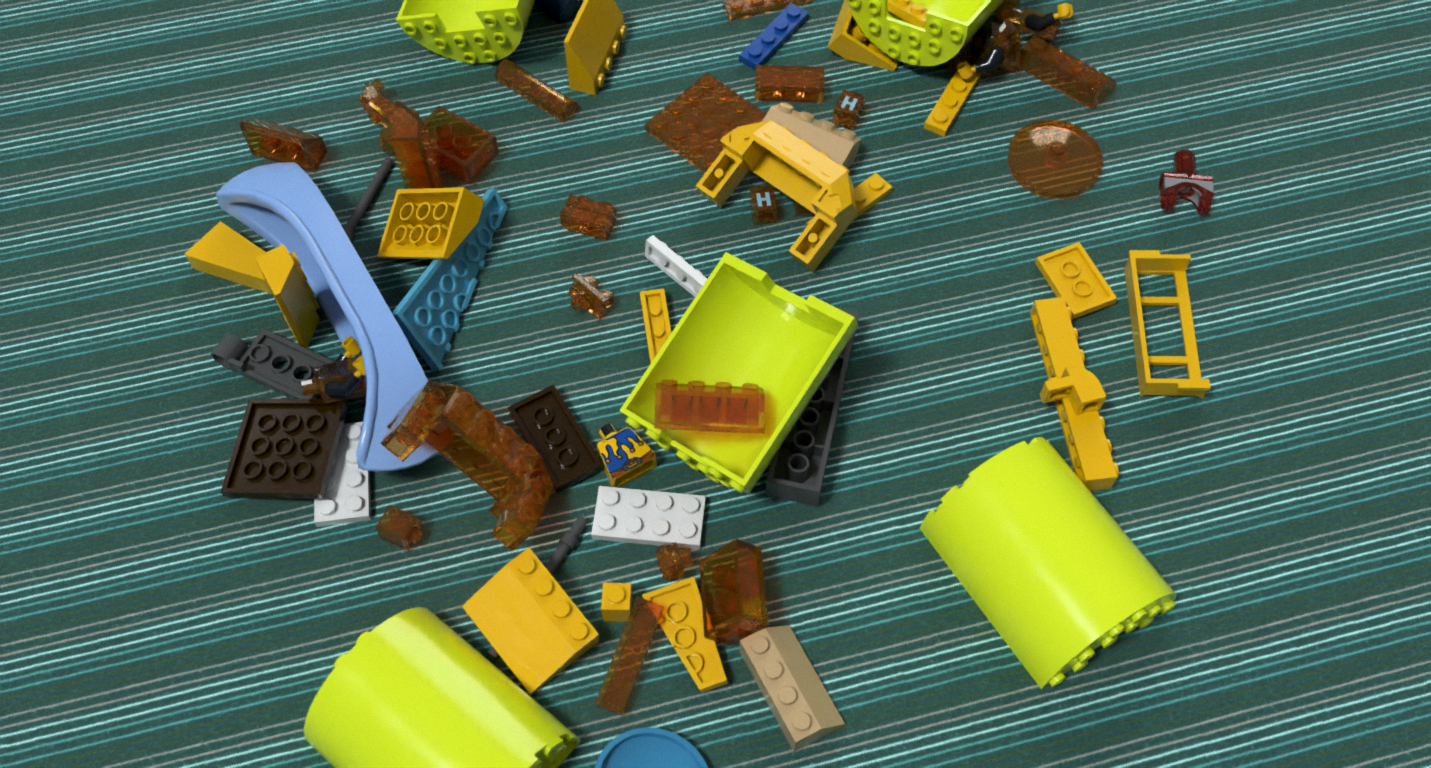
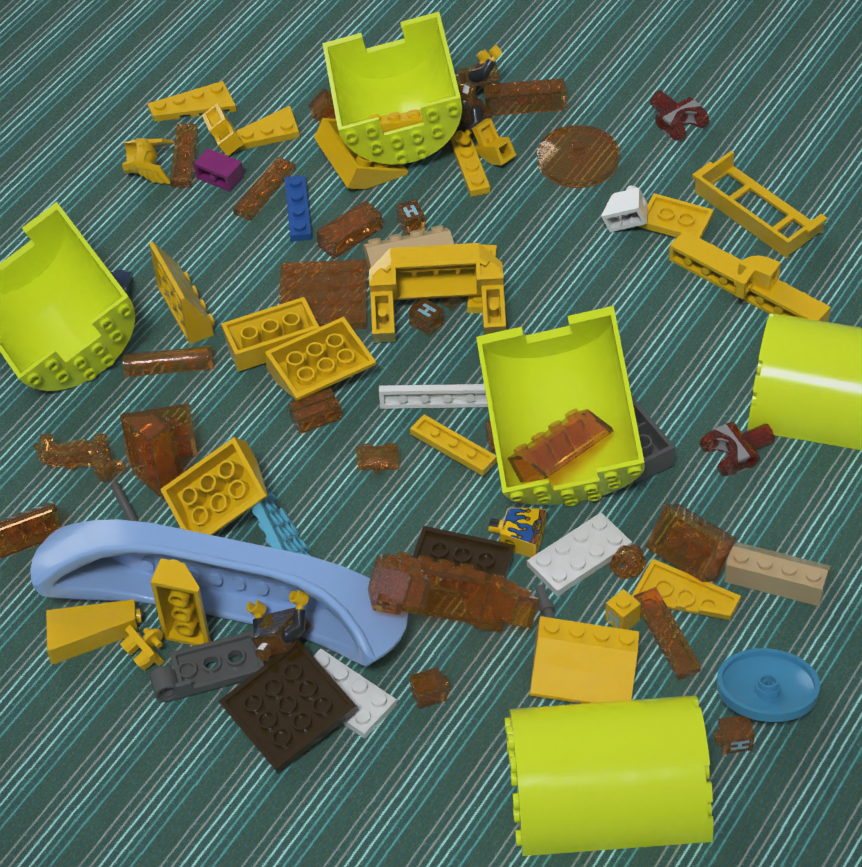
camera: 40 degrees left, 10 degrees down
(256, 305) = (148, 654): none -> yellow hips
(625, 126) = (258, 332): none -> yellow slope
(634, 175) = (318, 359): none -> yellow slope
(890, 537) = (738, 445): none -> clear red connector
(985, 93) = (490, 146): none -> yellow brick
(1035, 238) = (625, 209): none -> white torso

